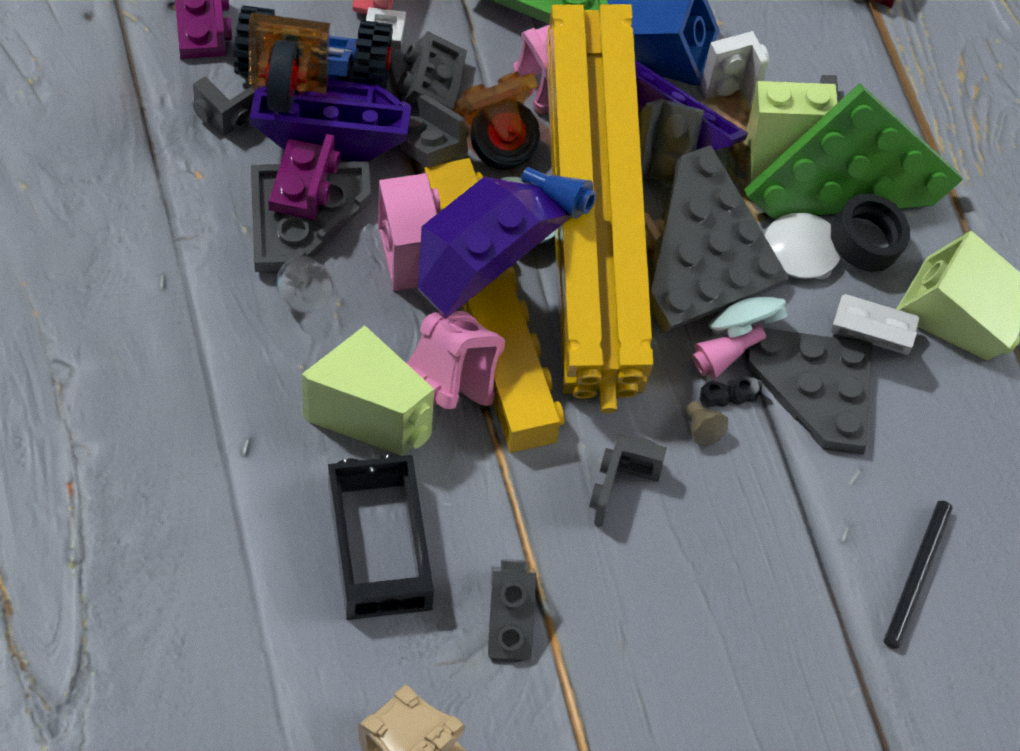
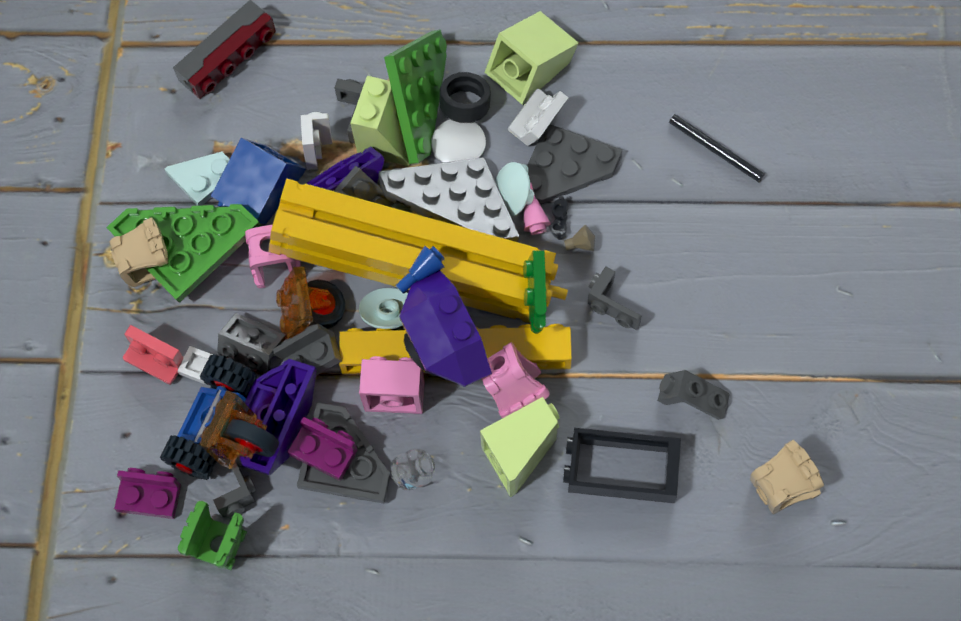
camera: 65 degrees left, 10 degrees up
(158, 85) = (203, 529): none -> bright green piece
(577, 341) = (536, 292): none -> green hinge

